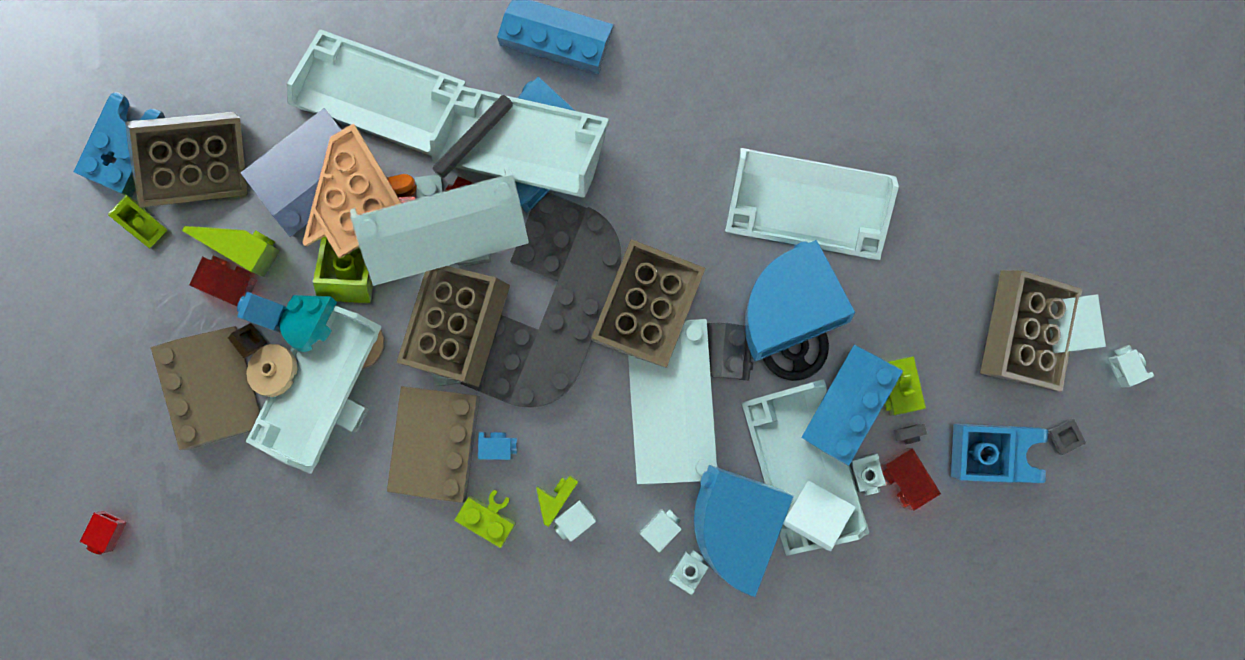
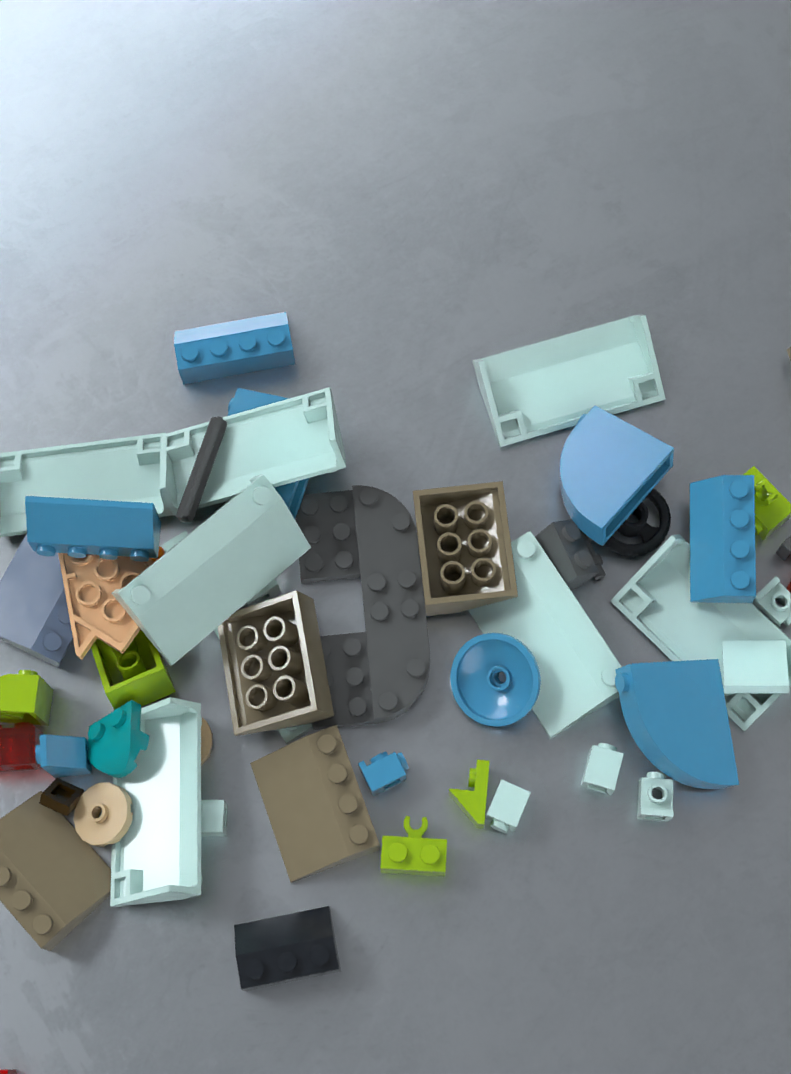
camera: 25 degrees left, 15 degrees down
(358, 150) = (92, 528): none -> dark azure slope
(358, 539) = (286, 948): none -> black slope
(604, 425) = (477, 681): none -> dark azure dish

